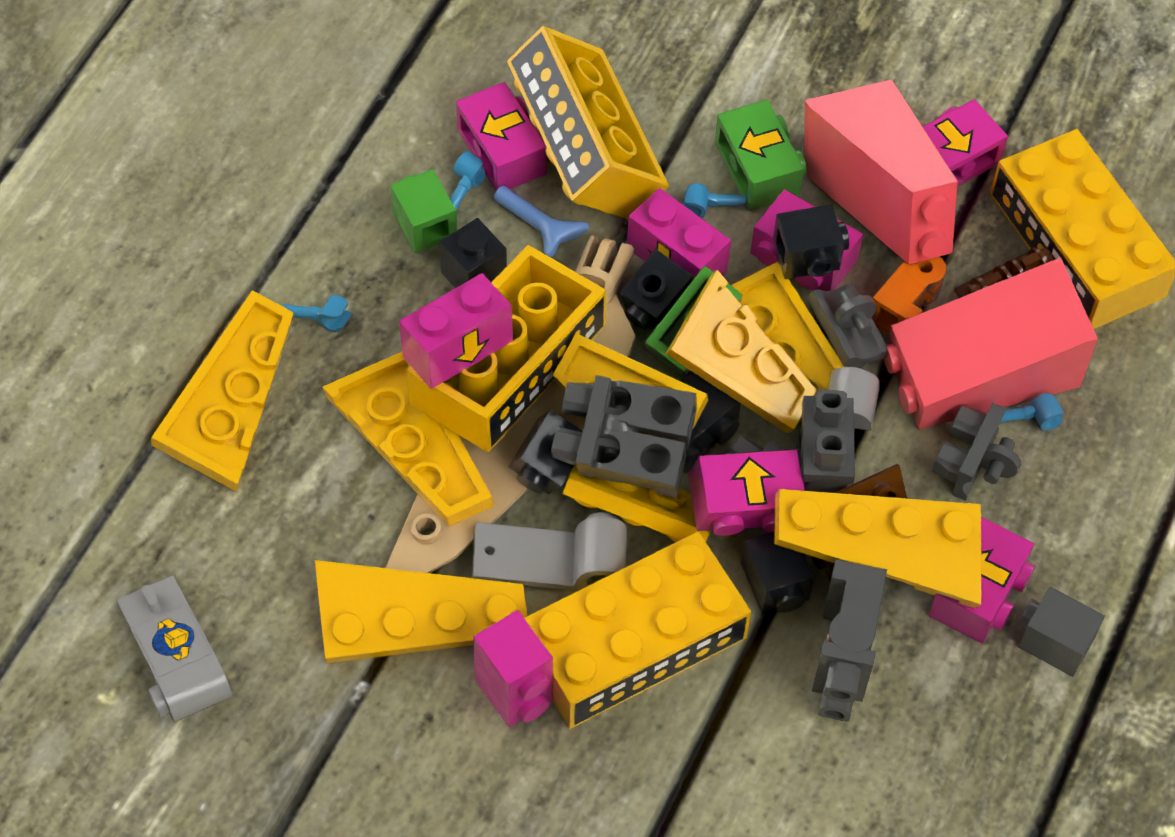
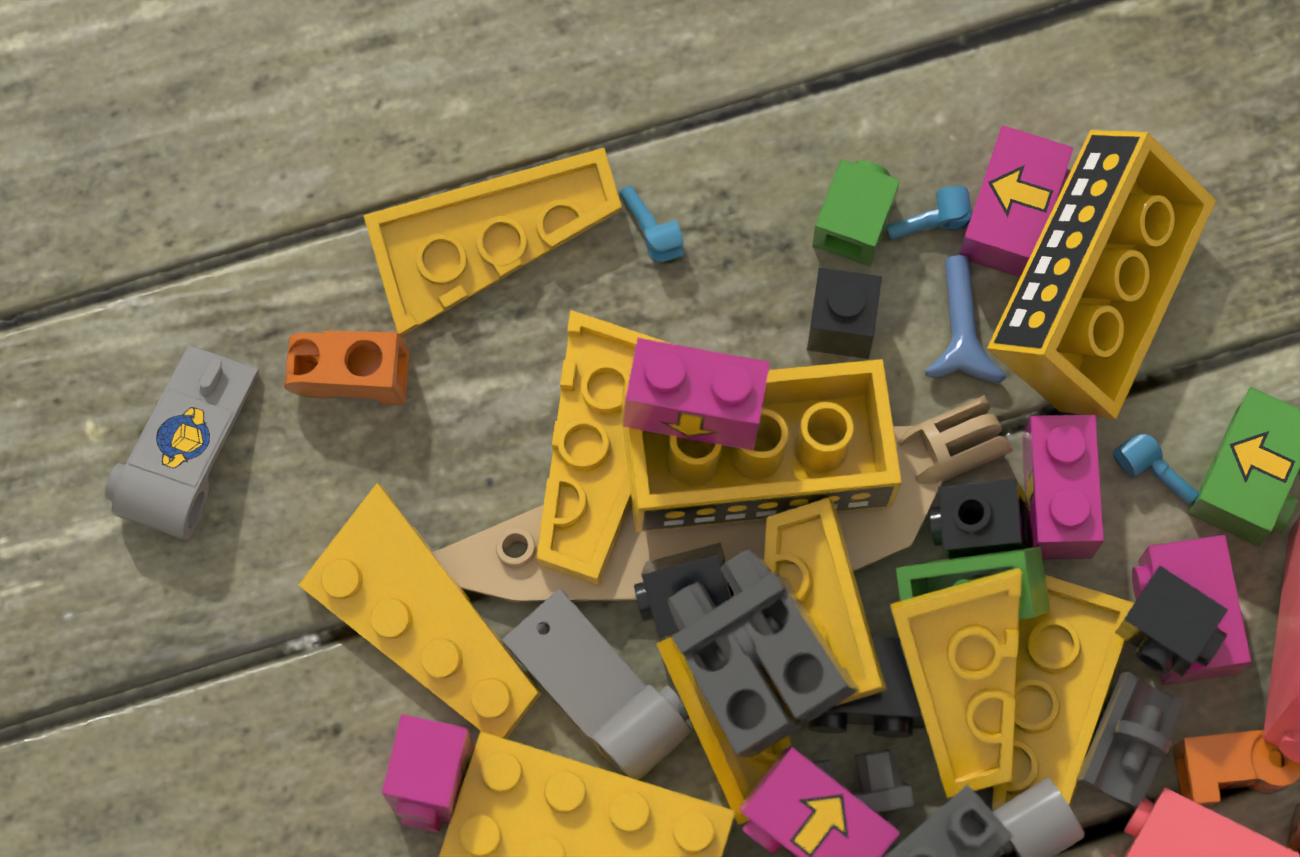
camera: 50 degrees right, 15 degrees up
(226, 522) = (348, 365): none -> orange leg

